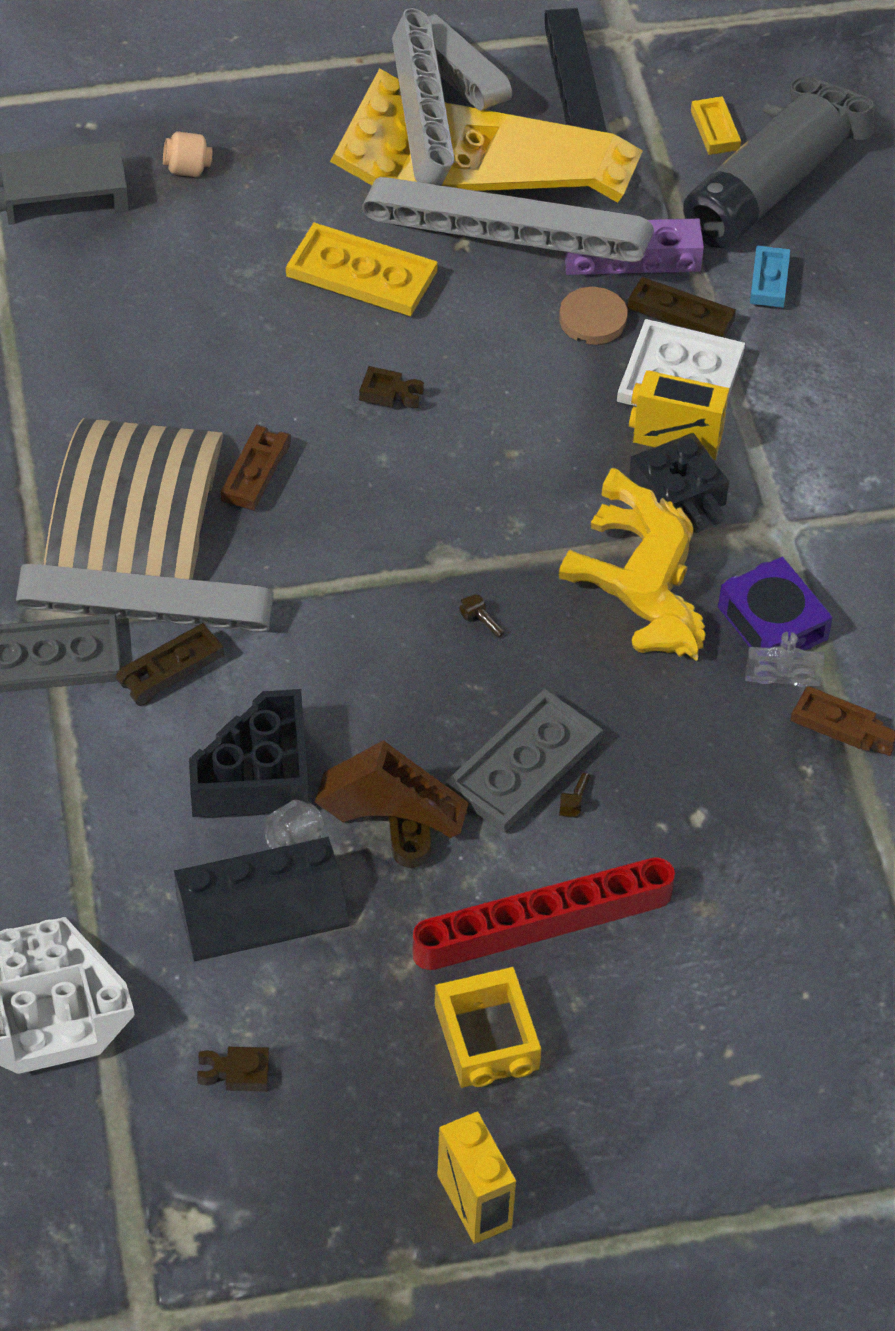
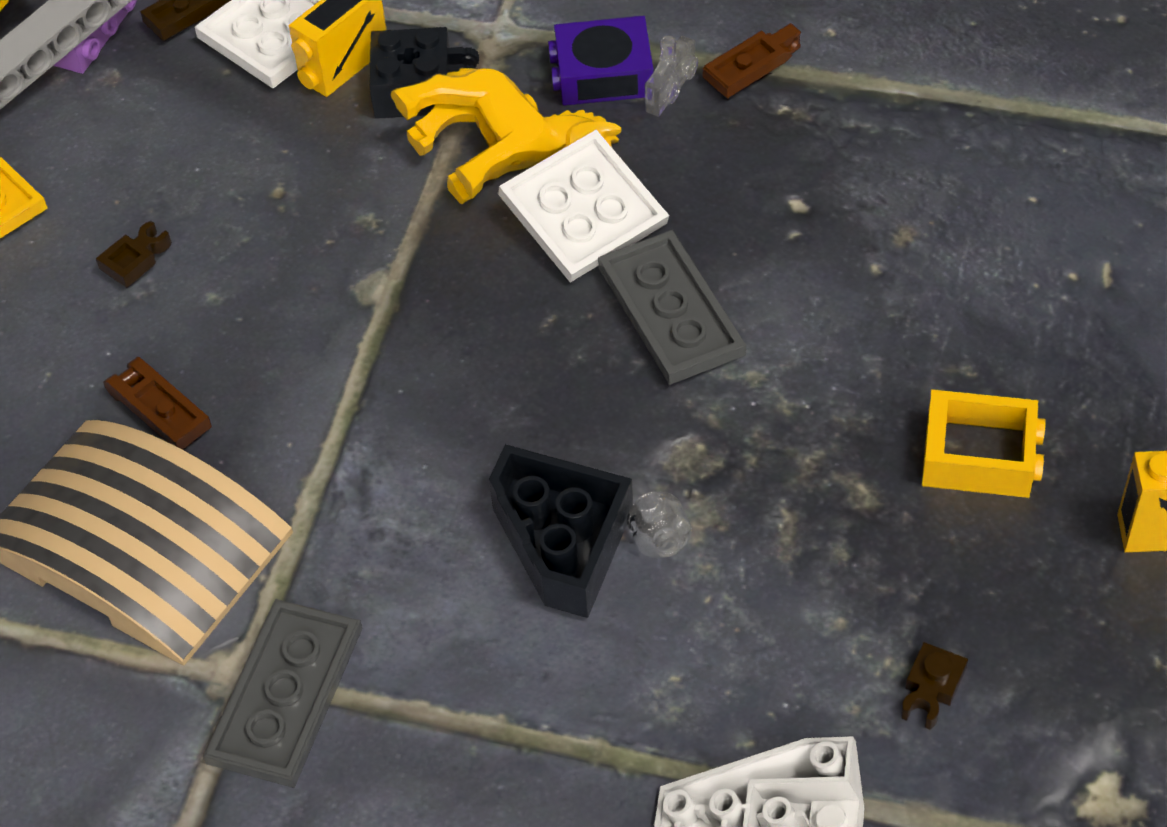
camera: 60 degrees left, 0 degrees up
(144, 597) = (271, 565): light grey beam -> none
(170, 663) = (375, 568): dark brown plate -> none
(261, 898) = (735, 587): black slope -> none
(390, 784) = (661, 419): reddish brown arch -> none
(406, 836) = (710, 428): dark brown plate -> none
(475, 606) = (458, 282): dark brown hand -> none
(530, 926) = (865, 357): red beam -> none
(571, 803) = (738, 288): dark brown hand -> none
(593, 315) = (153, 68): medium nougat tile -> none
(594, 656) = (582, 205): none -> white plate

